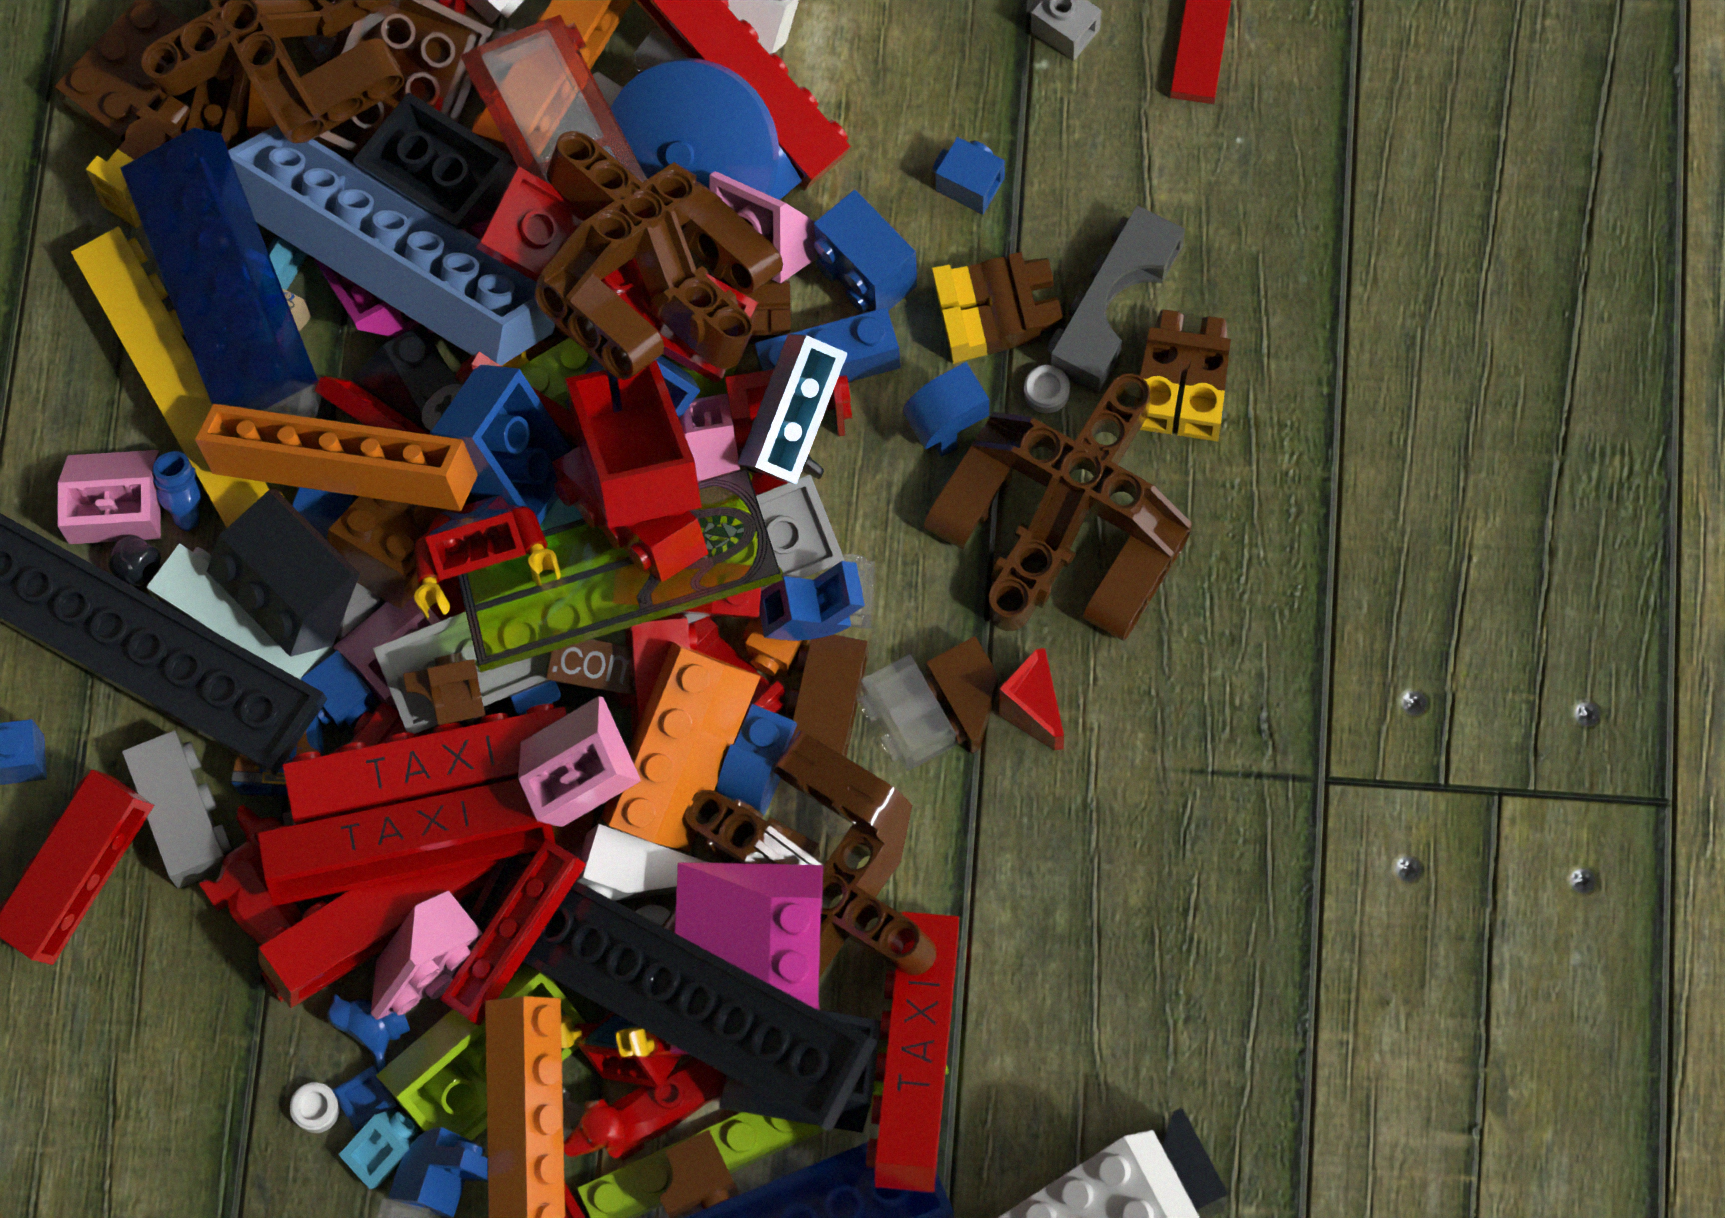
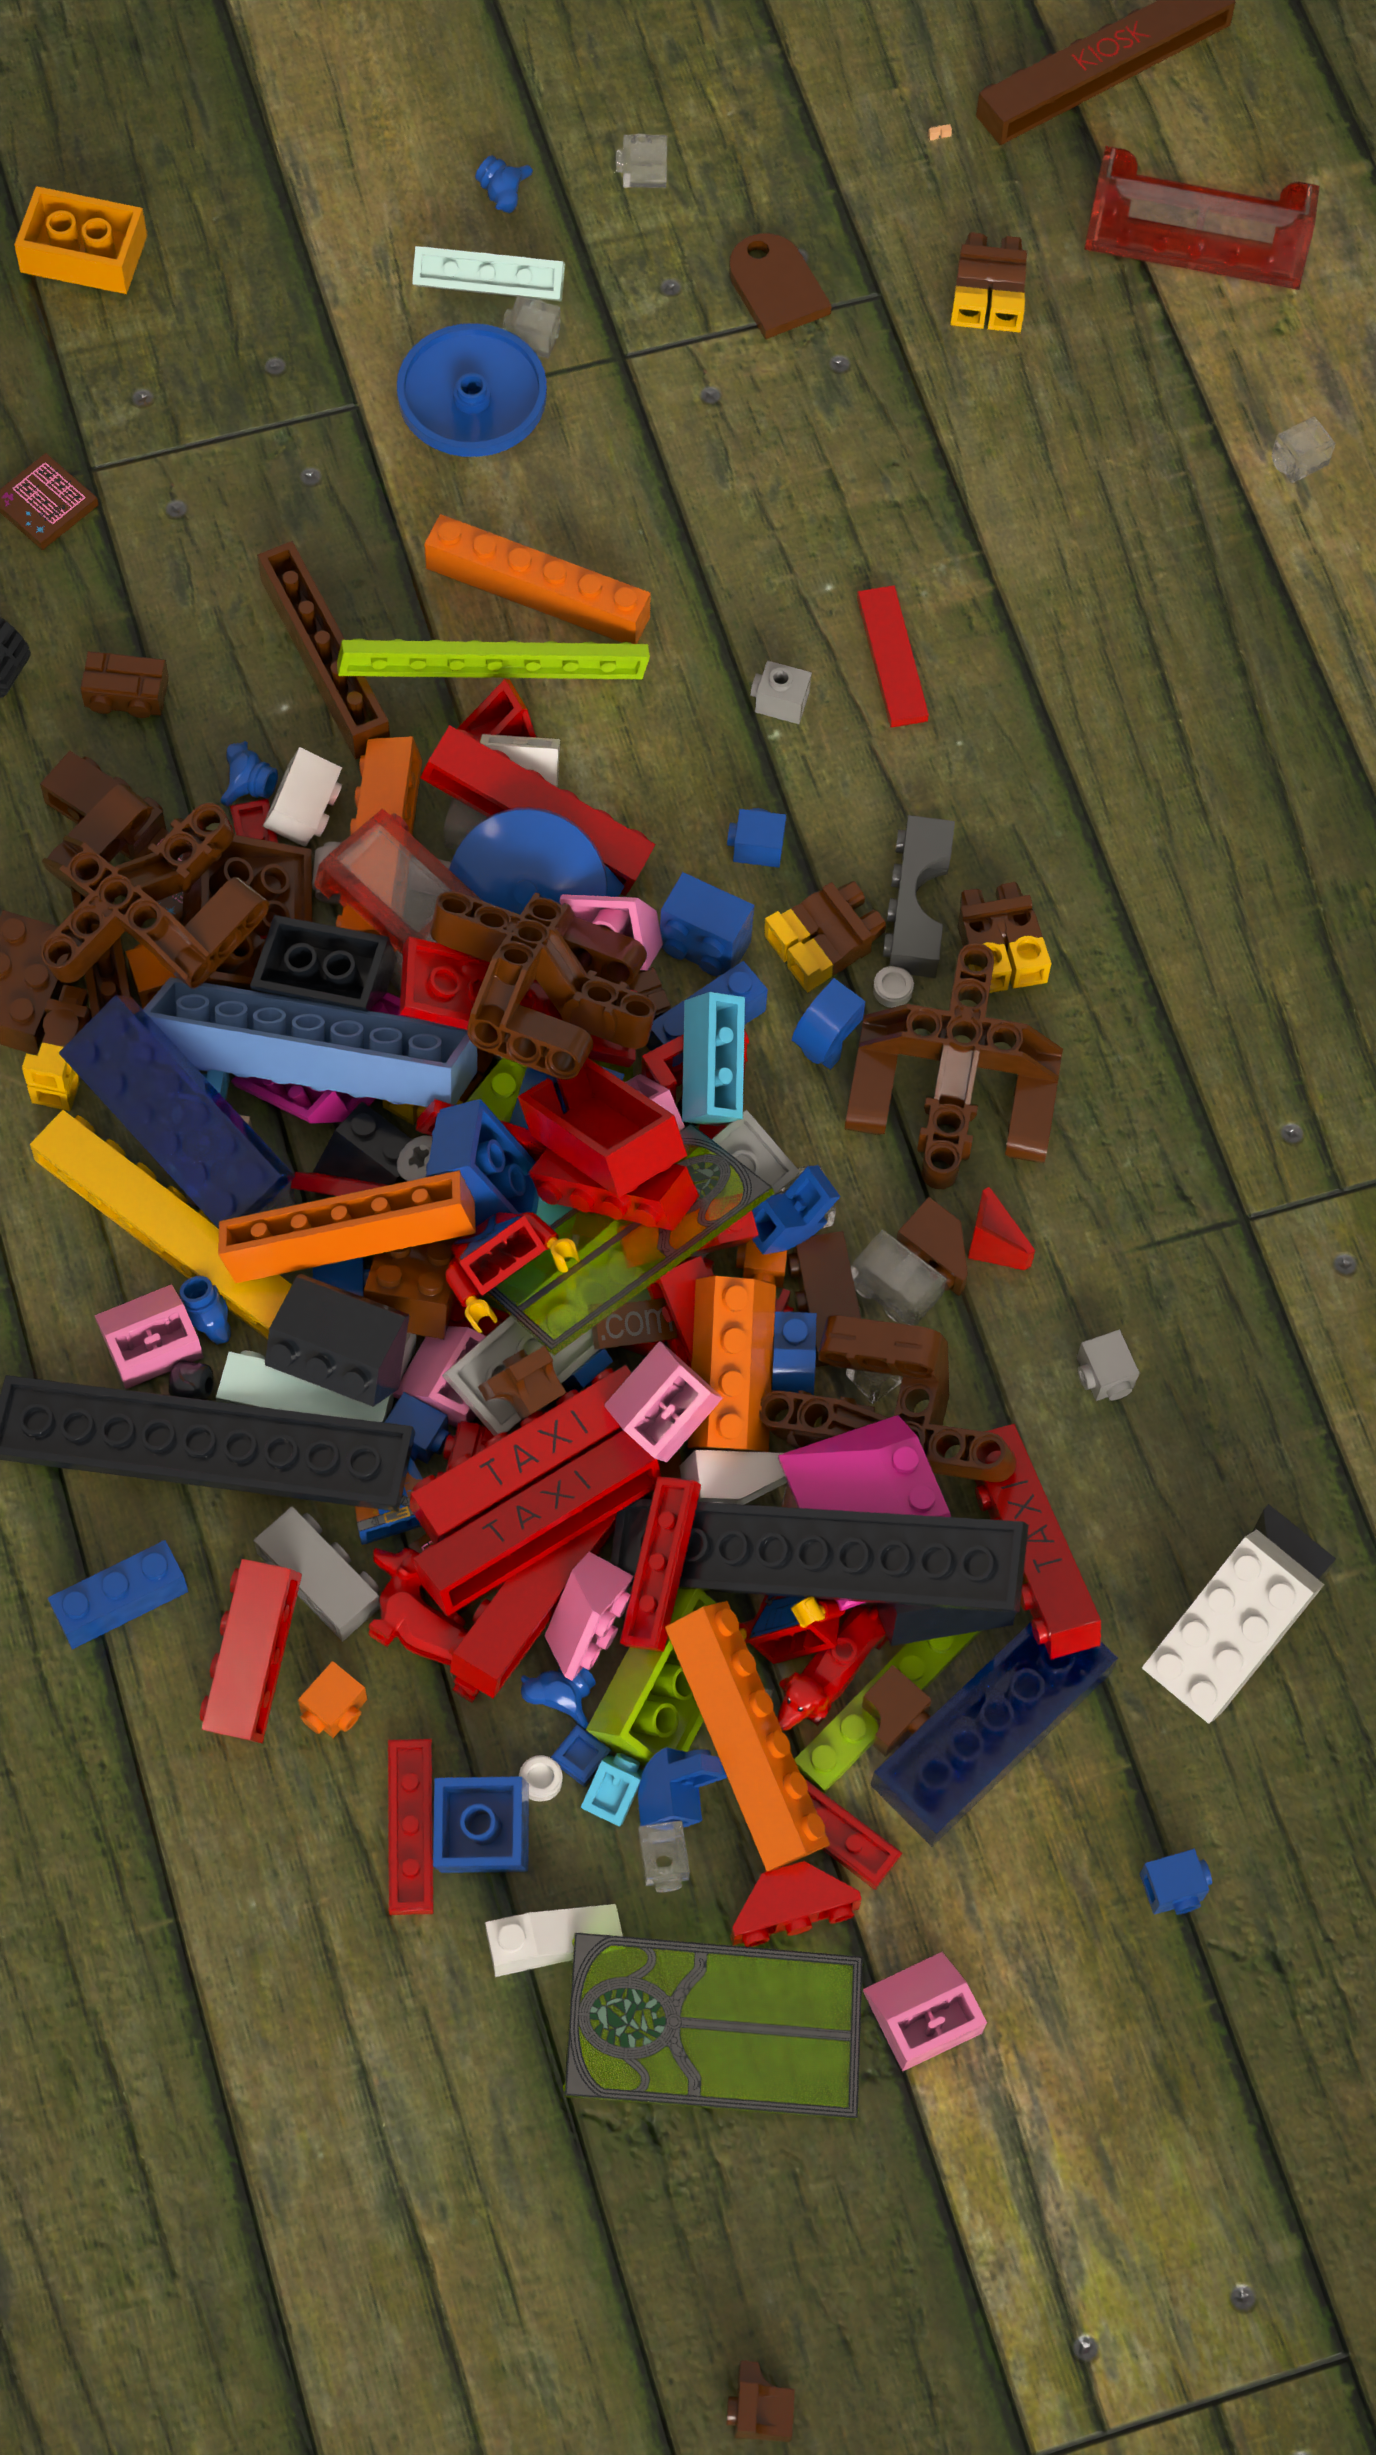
camera: 30 degrees left, 5 degrees down
(135, 949) = (332, 1701): none -> orange brick
(163, 1108) = (410, 1827): none -> red tile
(227, 1135) = (481, 1824): none -> blue brick
(1090, 890) = (1107, 1366): none -> light grey brick

